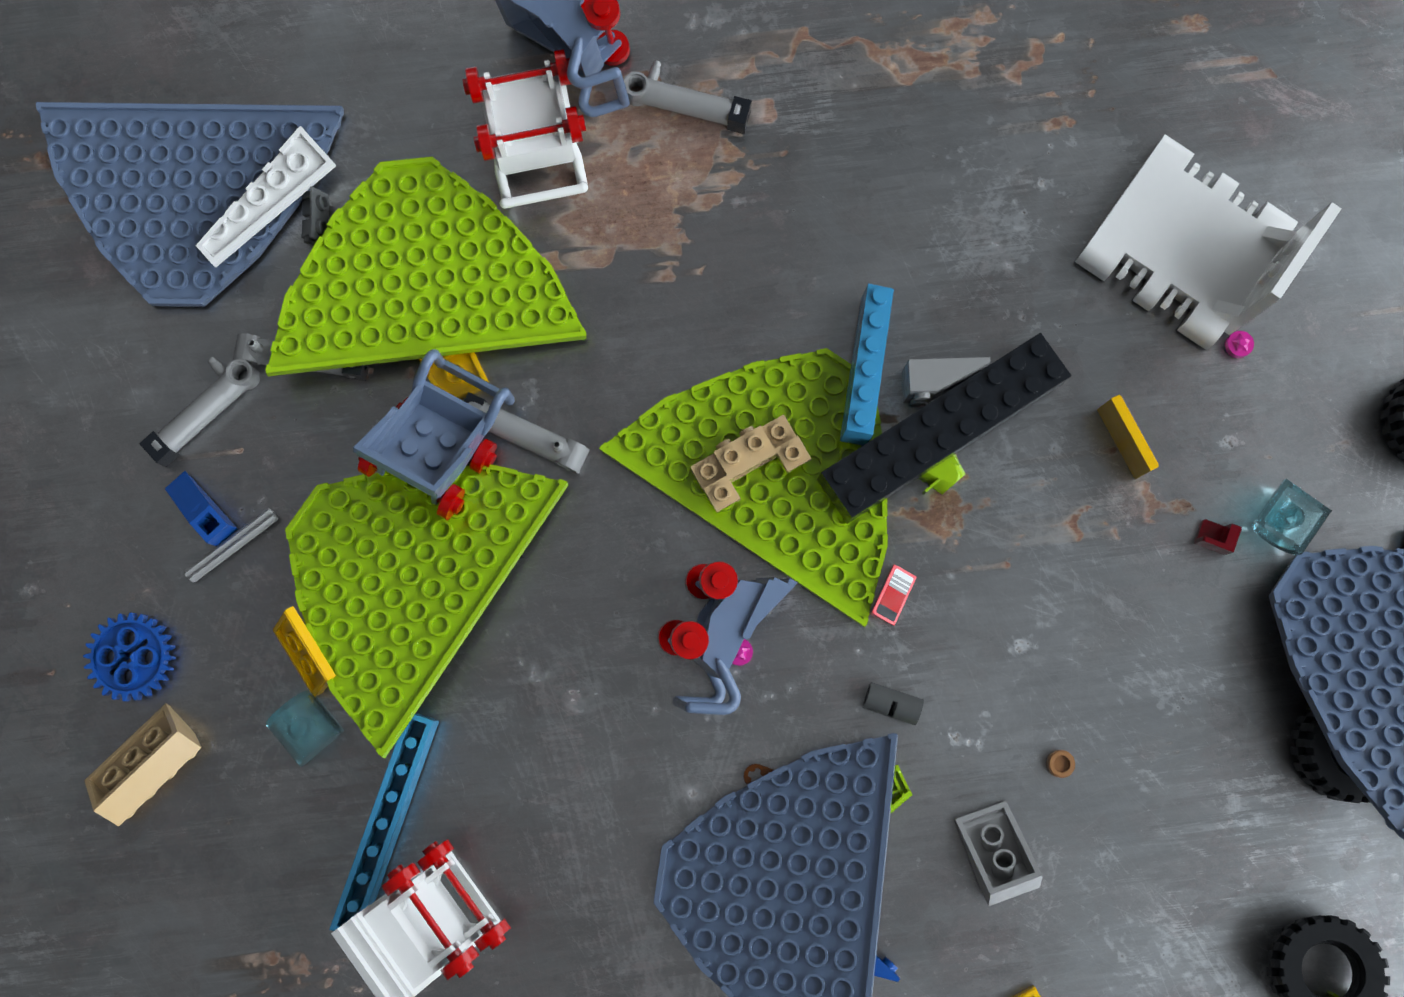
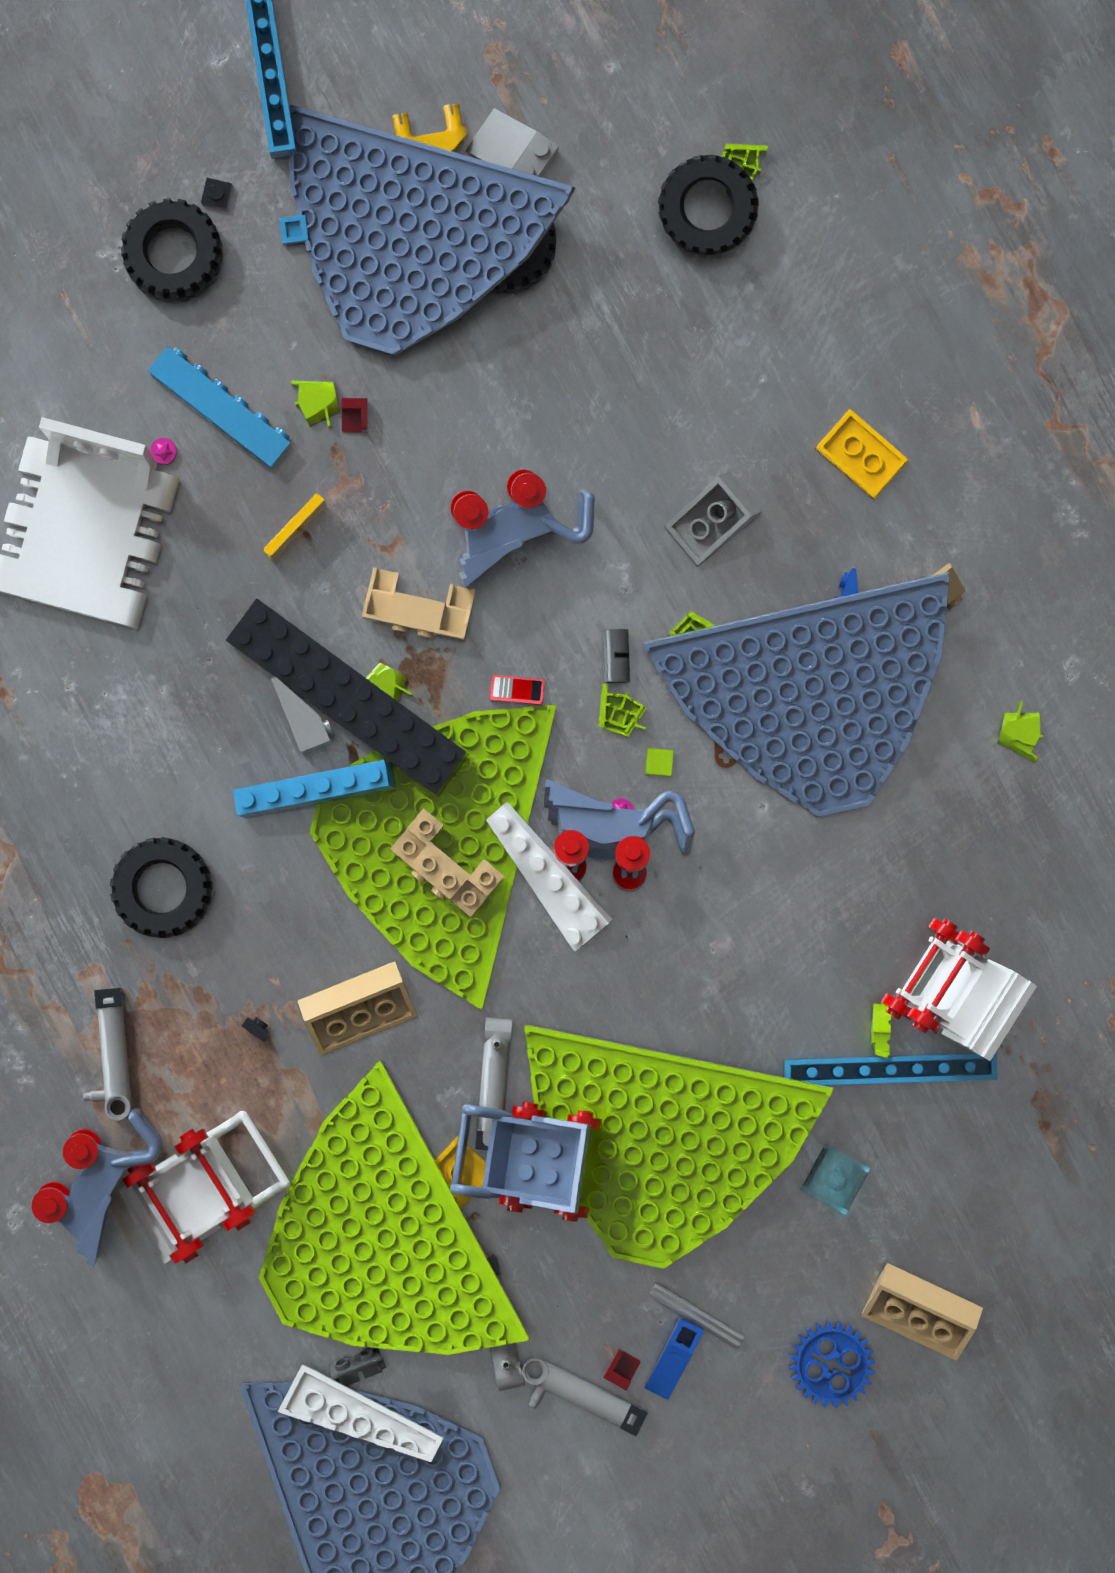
camera: 115 degrees left, 5 degrees up
(210, 454) = (621, 1369): none -> dark red panel
(303, 651) = (768, 1204): yellow tile -> none
(425, 828) = (881, 1030): none -> lime piece
(644, 333) = (357, 1008): none -> tan slope
(661, 235) = (256, 1027): none -> black plate
(681, 562) = (558, 890): none -> white wing
(773, 707) = (659, 762): none -> lime tile
(824, 161) = (125, 882): none -> black tyre
(836, 686) = (619, 712): none -> lime piece
(999, 529) = (415, 612): none -> tan bracket
(1060, 763) = (613, 488): medium nougat tile -> none
(1062, 634) = (505, 527): none -> sand blue piece
(1241, 504) = (316, 400): none -> lime piece
(1266, 410) = (219, 407): none -> dark azure brick
(1290, 518) = (316, 357): clear light blue brick -> none

